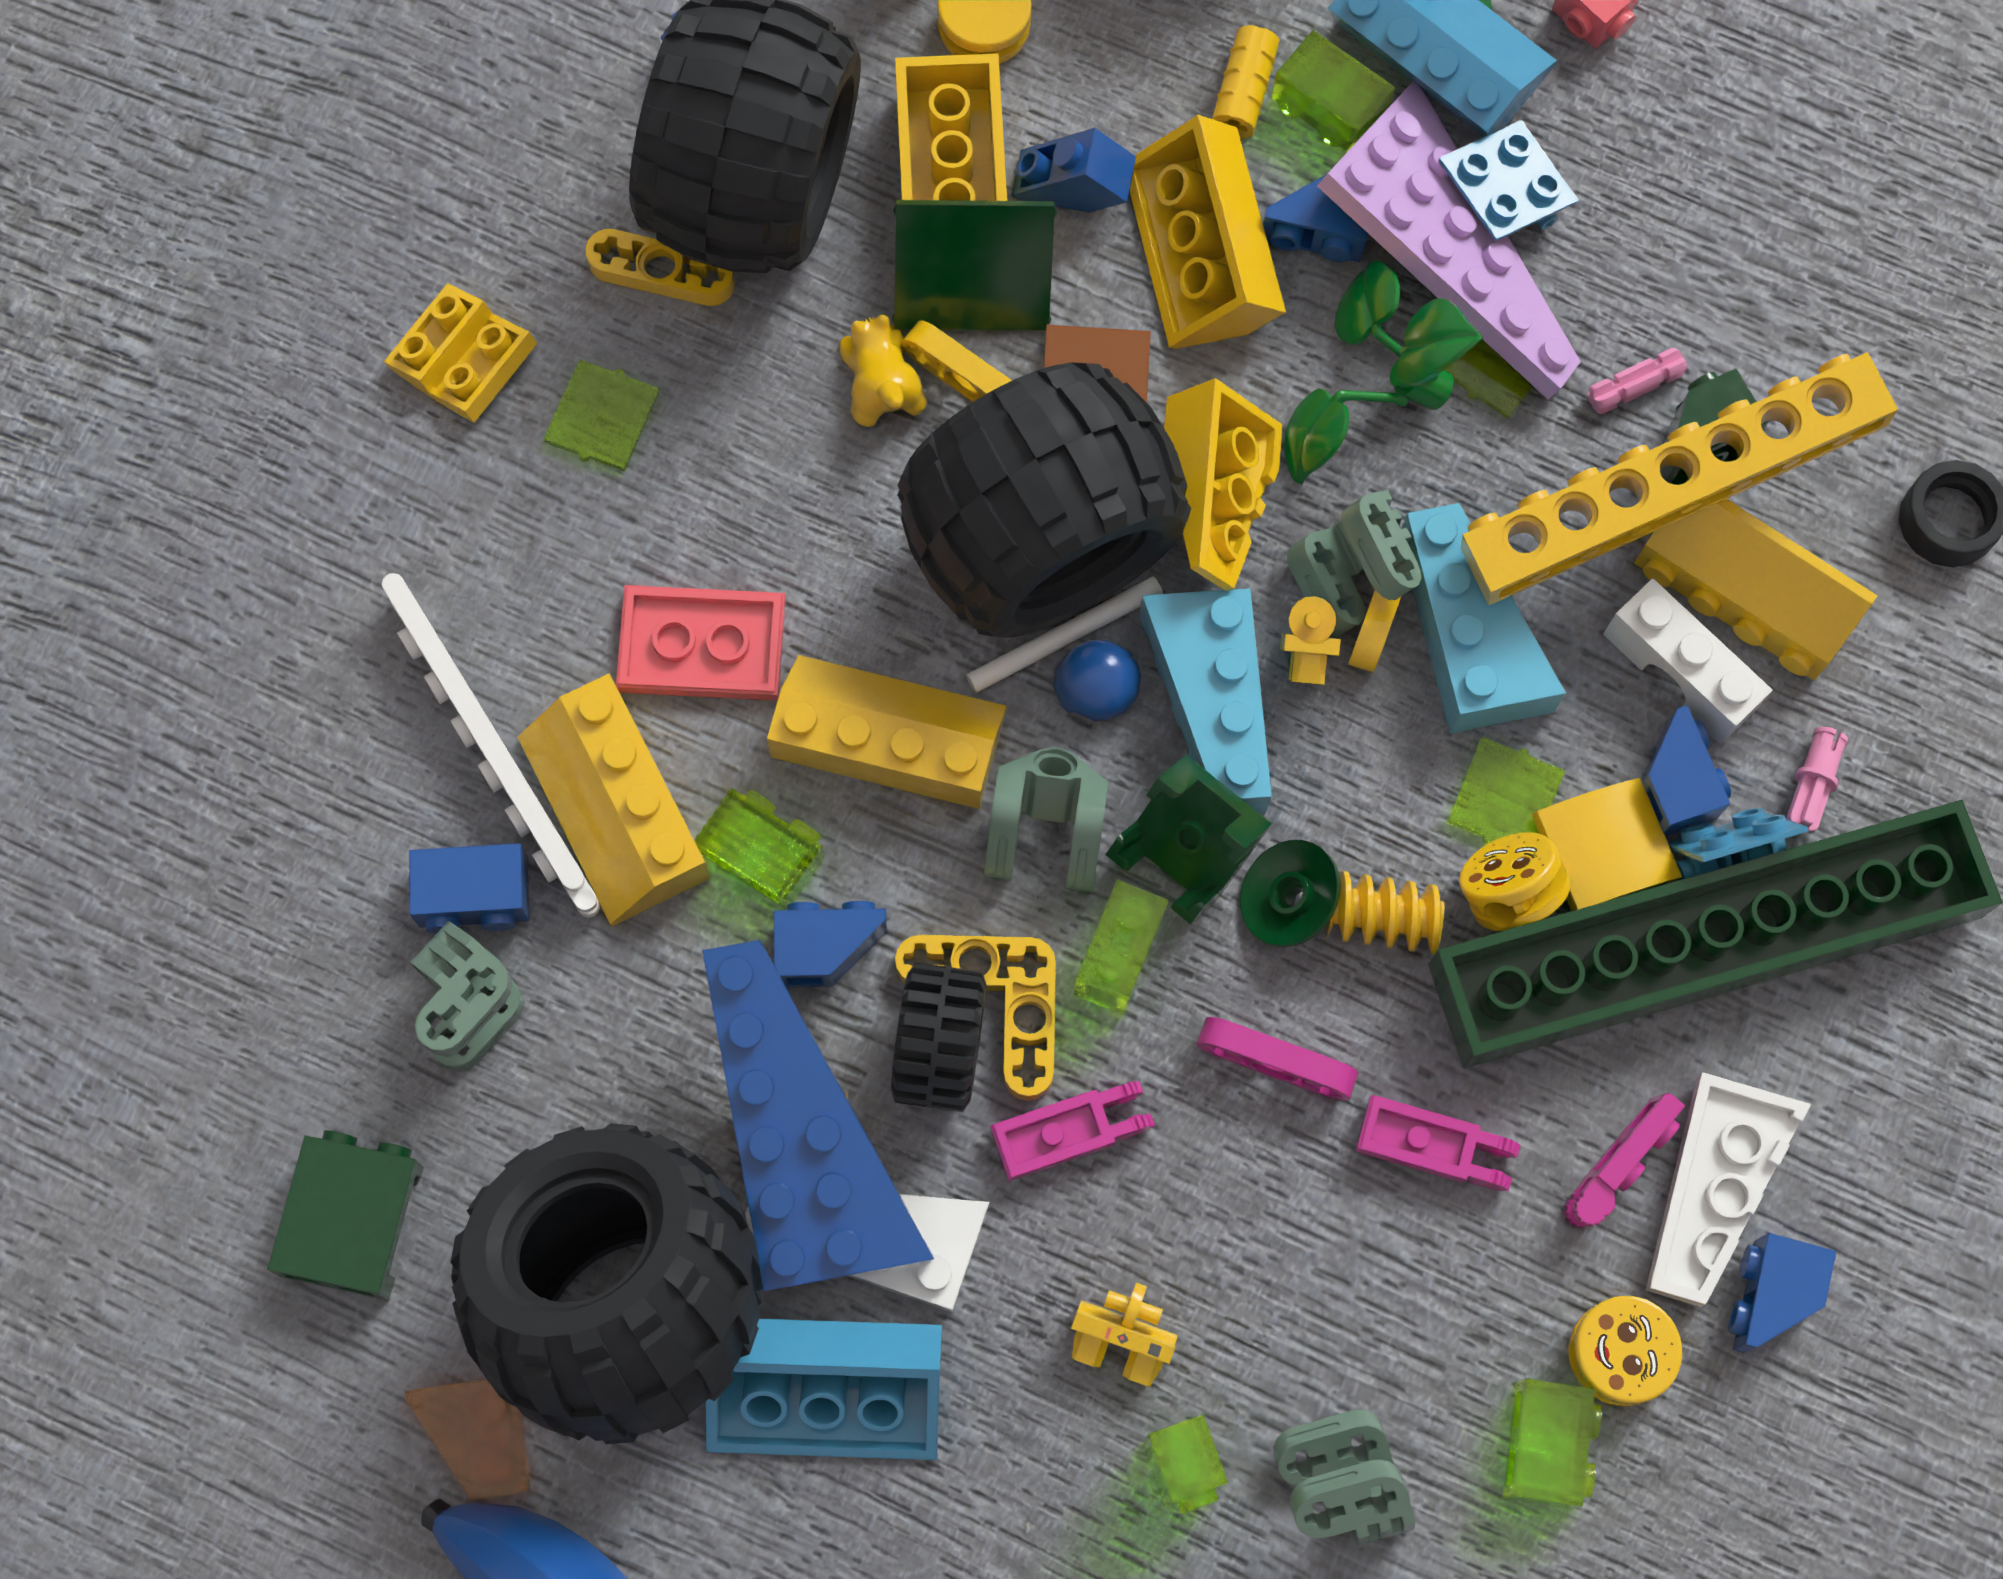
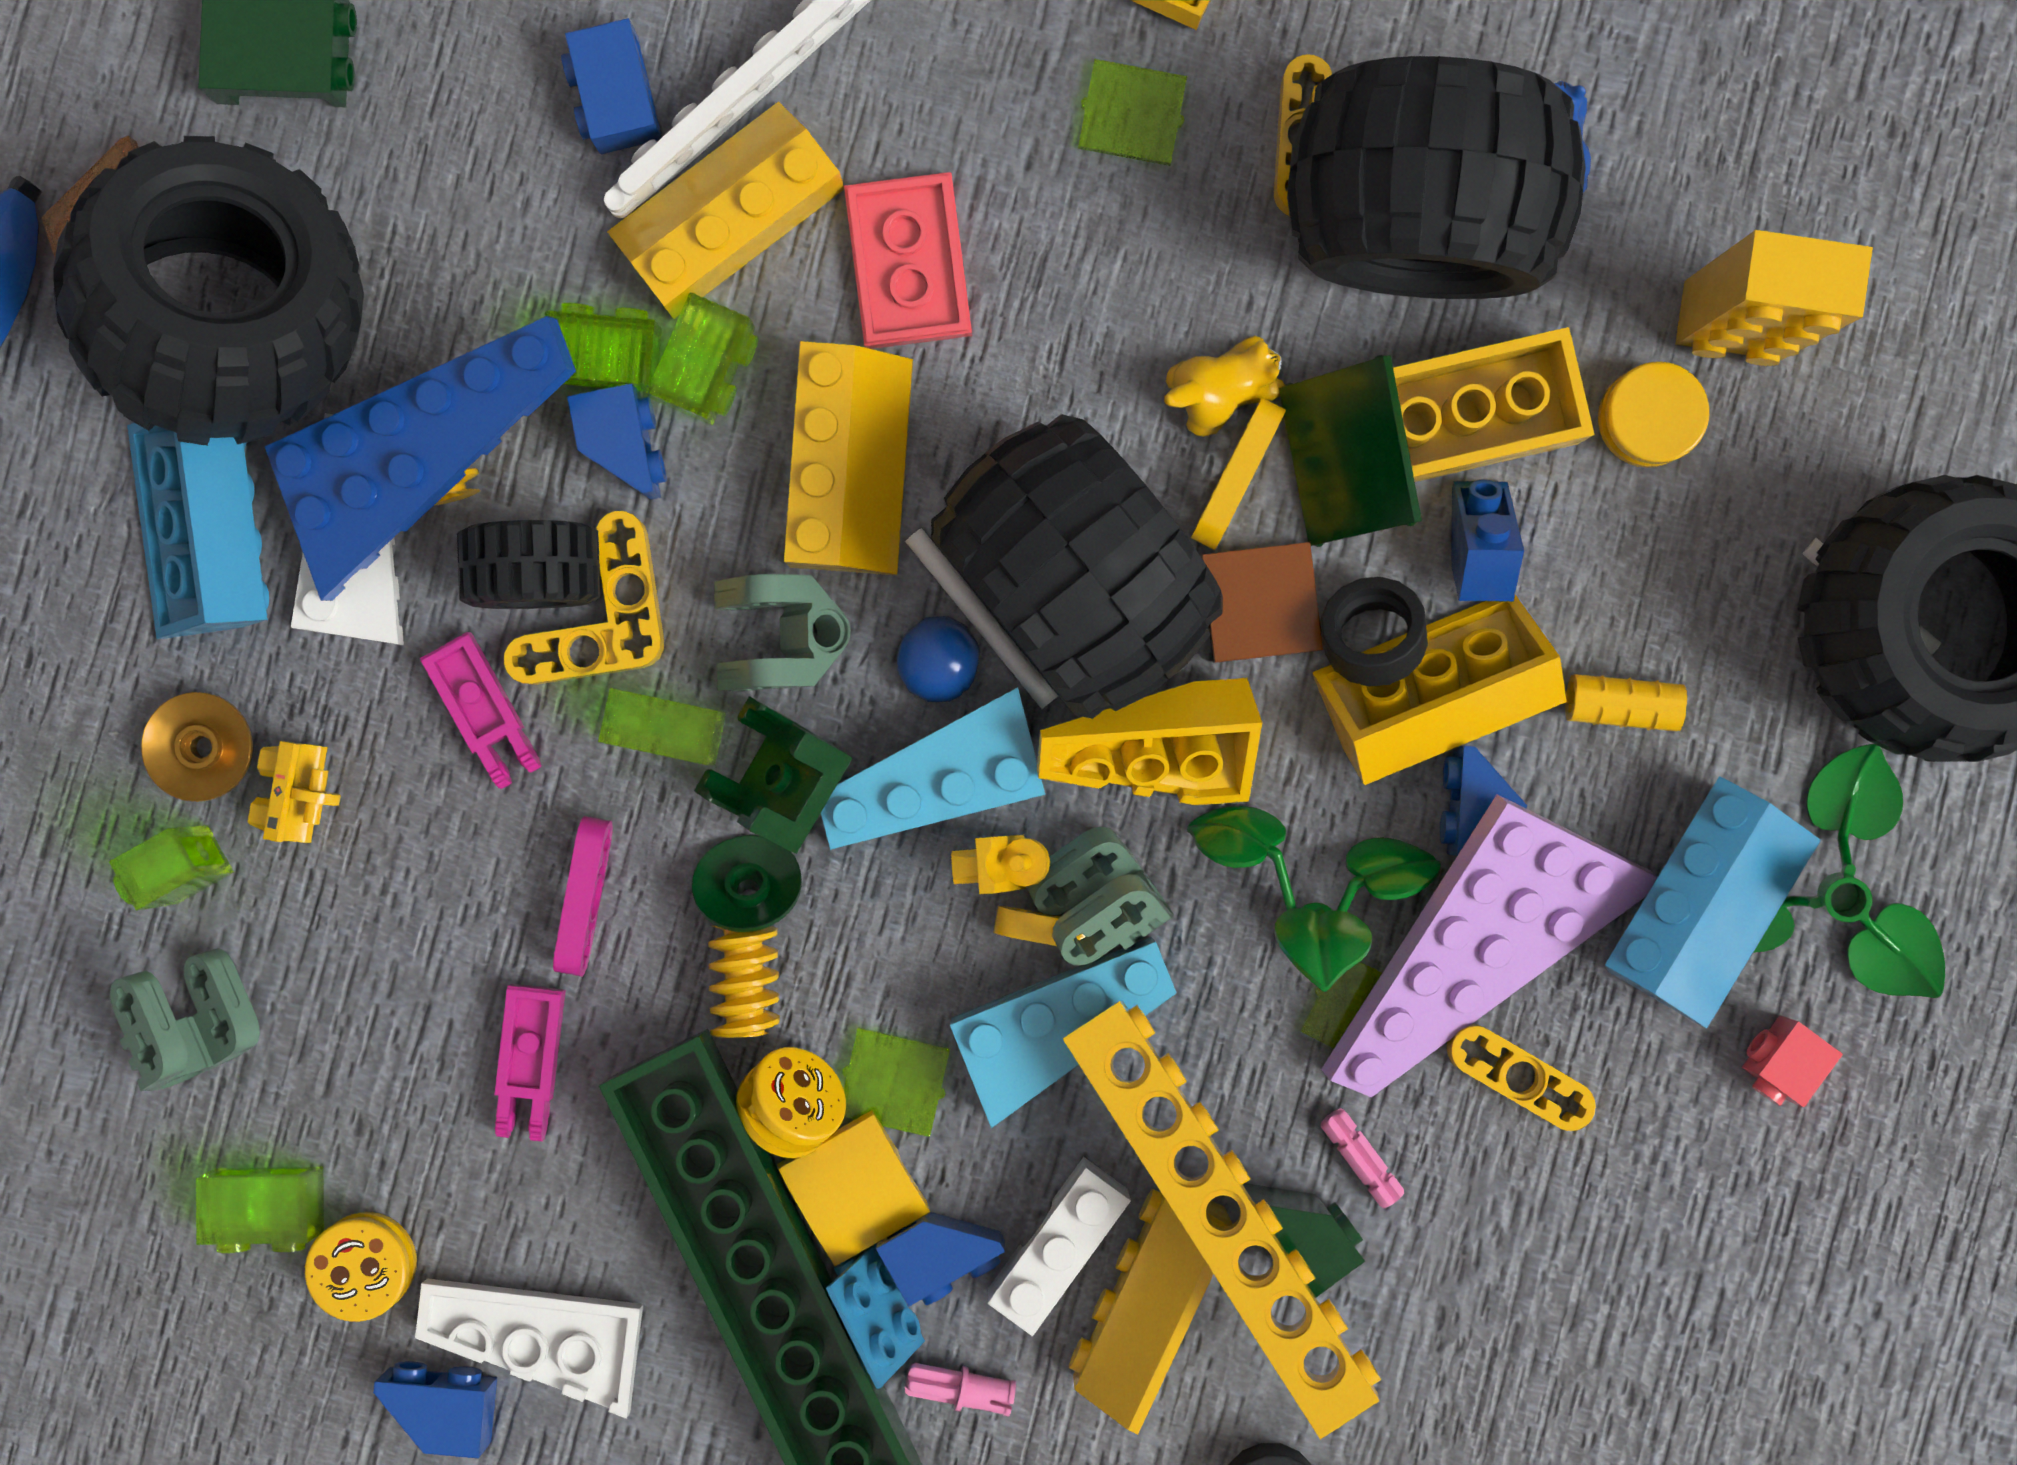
camera: 80 degrees right, 15 degrees up
(463, 976) = (505, 98): sand green piece -> none
(725, 918) = (610, 348): none -> clear neon green brick
(1068, 1396) = (172, 741): none -> pearl gold dish
(1110, 265) = (1367, 595): none -> black tyre
(1331, 91) = (1628, 795): clear neon green brick -> none
(1509, 181) = (1556, 995): hinge -> none
(1574, 252) = (1547, 1109): none -> yellow beam
(1620, 1163) = (541, 1242): dark pink hinge -> none

